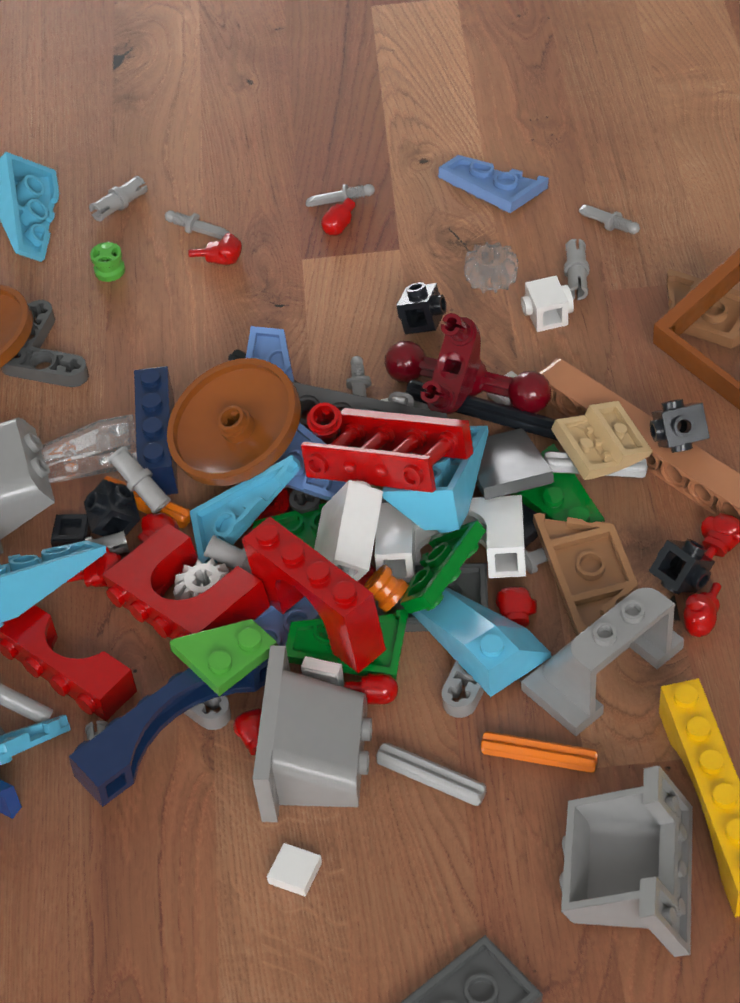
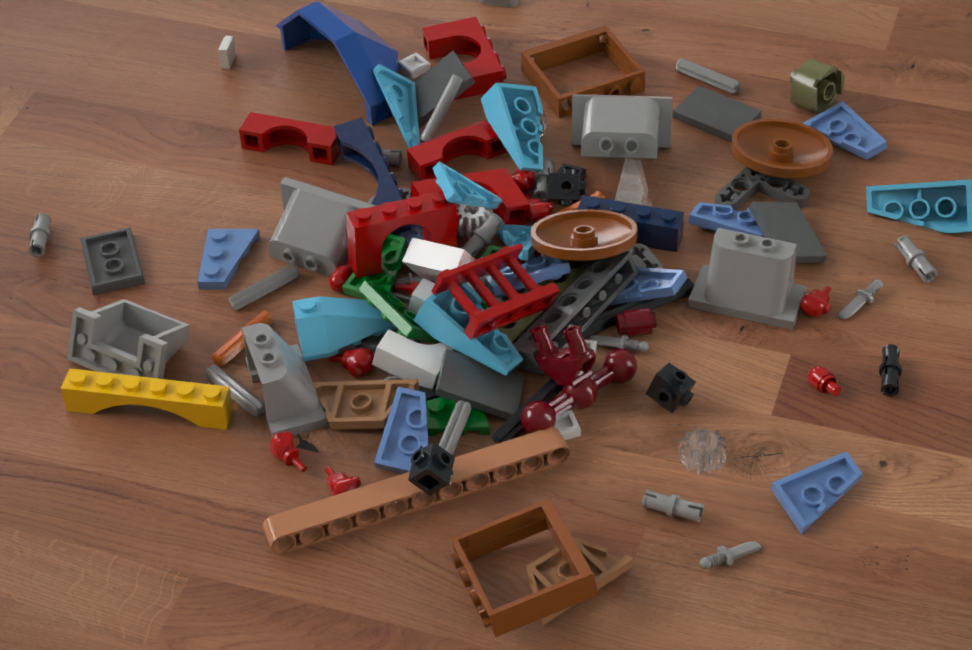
camera: 110 degrees right, 5 degrees down
(100, 925) = (264, 132): none -> red arch
(107, 261) = (837, 238): bright green wheel -> none
(109, 348) = (723, 216): none -> medium blue wing
(119, 295) = (787, 223): none -> dark grey tile
(139, 479) = (571, 193): light grey pin -> none
(222, 294) = (749, 280): none -> light grey windscreen
(224, 653) = (387, 185): bright green wing -> none
(229, 534) = (463, 190): none -> medium azure wing
(294, 869) = (245, 216): white tile -> none
(300, 175) = (890, 370): none -> black pin
(324, 372) = (636, 322): none -> dark red brick
(324, 421) = (549, 271): red cone -> none
(338, 196) = (855, 394): light grey piece -> none
(386, 588) = (402, 287): orange wheel -> none
(389, 857) = (222, 255): none -> medium blue wing
(401, 398) = (555, 327): light grey piece -> none
(547, 303) = (640, 470): white brick -> none
(601, 440) = (461, 431): tan slope -> none
(619, 500) = (404, 431): none -> medium blue wing
(634, 717) = (238, 392): none -> light grey axle
(682, 566) = (314, 441): black brick -> none

